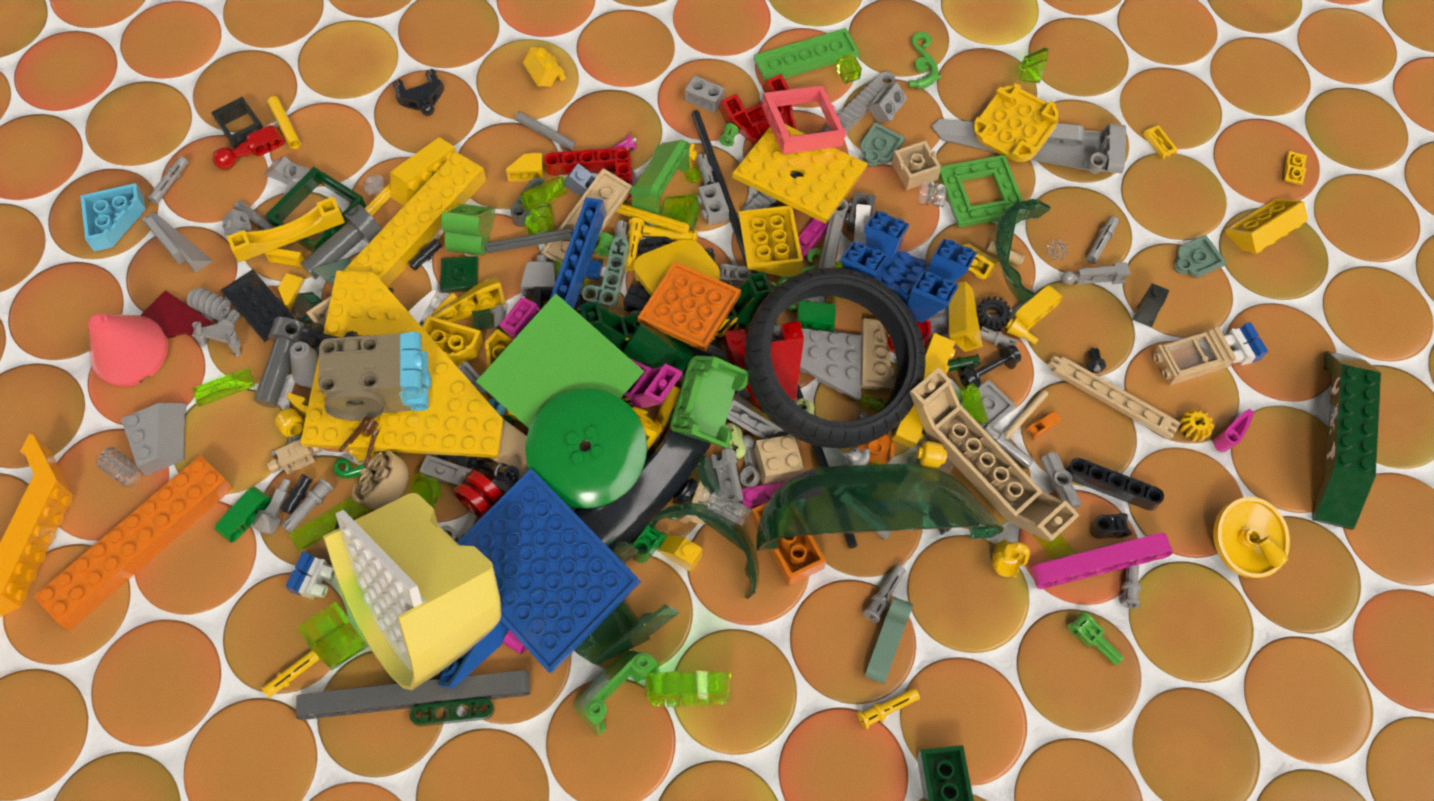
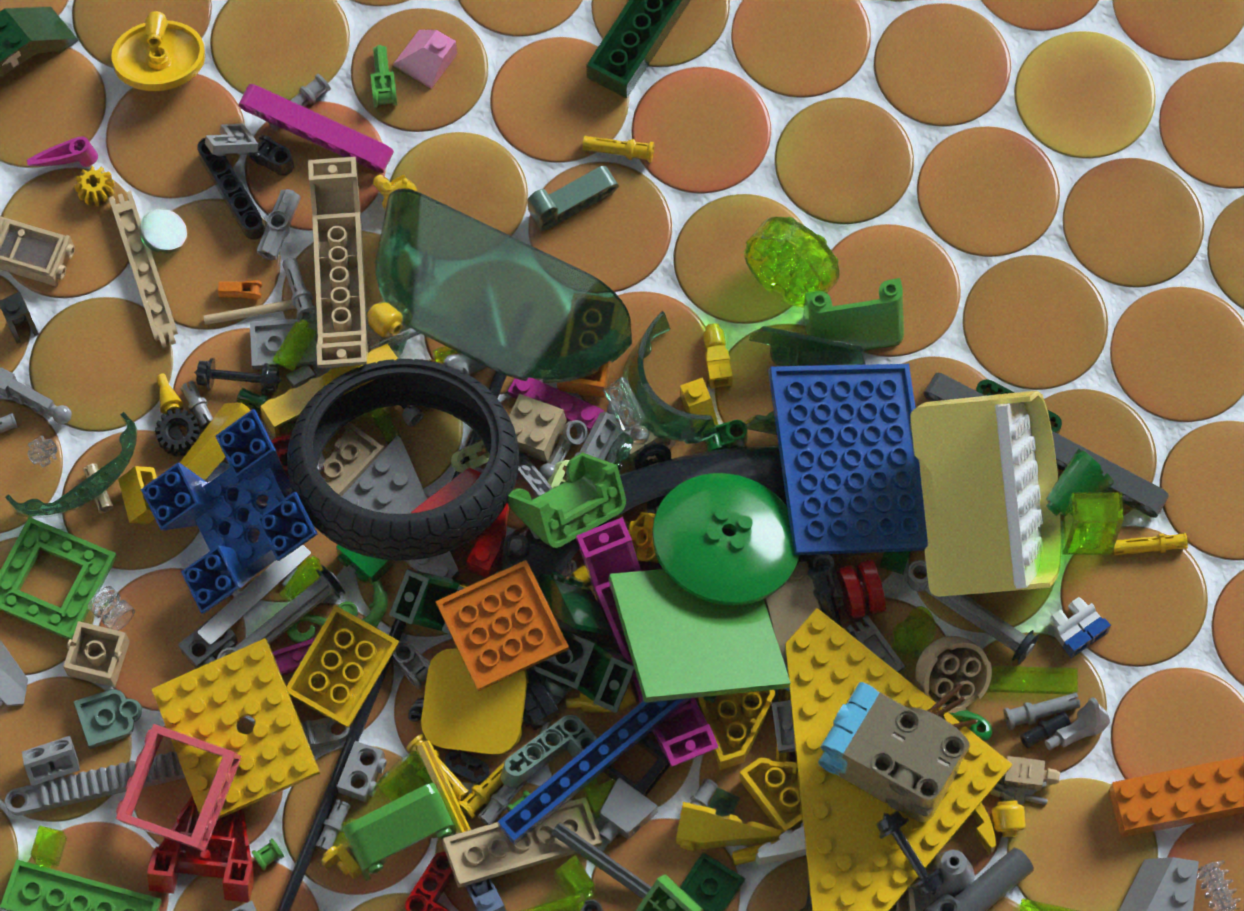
camera: 140 degrees left, 5 degrees up
(242, 514) = (1113, 744): green beam -> none
(363, 667) = (1079, 476): none -> green cone
(694, 595) = (717, 357): none -> yellow piece
(880, 600) = (550, 236): light grey pin -> none
(1038, 306) = (136, 404): yellow beam -> none
(1082, 679) = (427, 56): none -> bright pink slope
(1096, 363) = (123, 314): black piece -> none
(1125, 425) = (163, 231): none -> tile
(1140, 507) = (233, 139): none -> light grey plate

